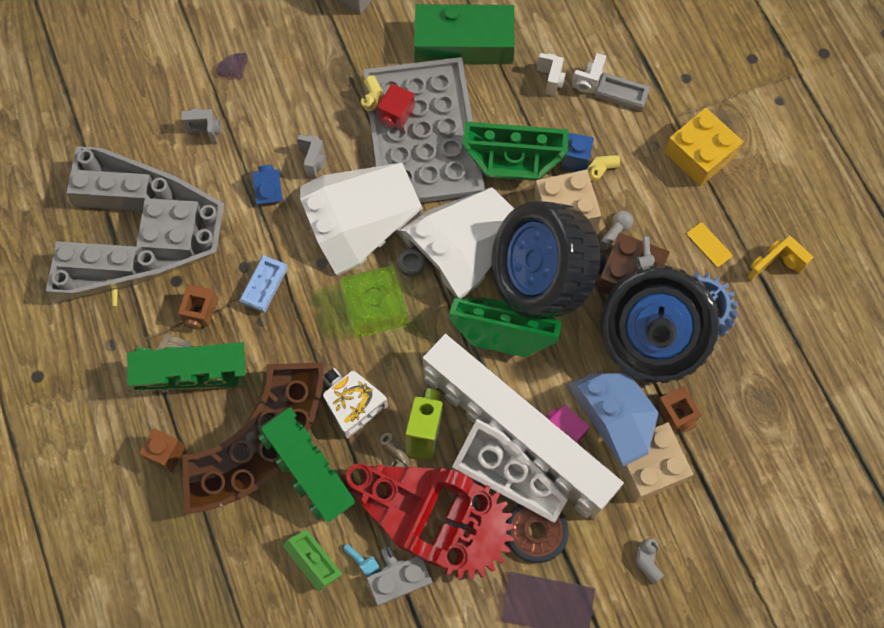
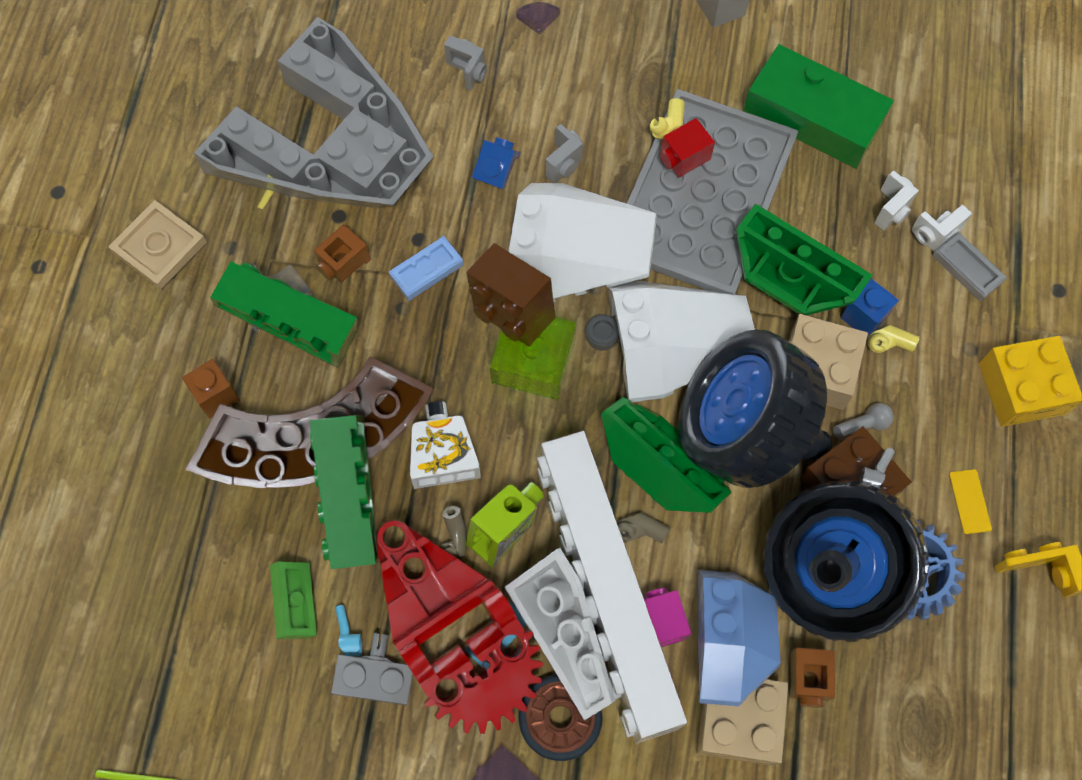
camera: 30 degrees right, 0 degrees up
(56, 371) = (157, 244): none -> tan plate
(342, 269) = (511, 295): none -> reddish brown brick
(514, 376) = (641, 525): none -> dark tan arm

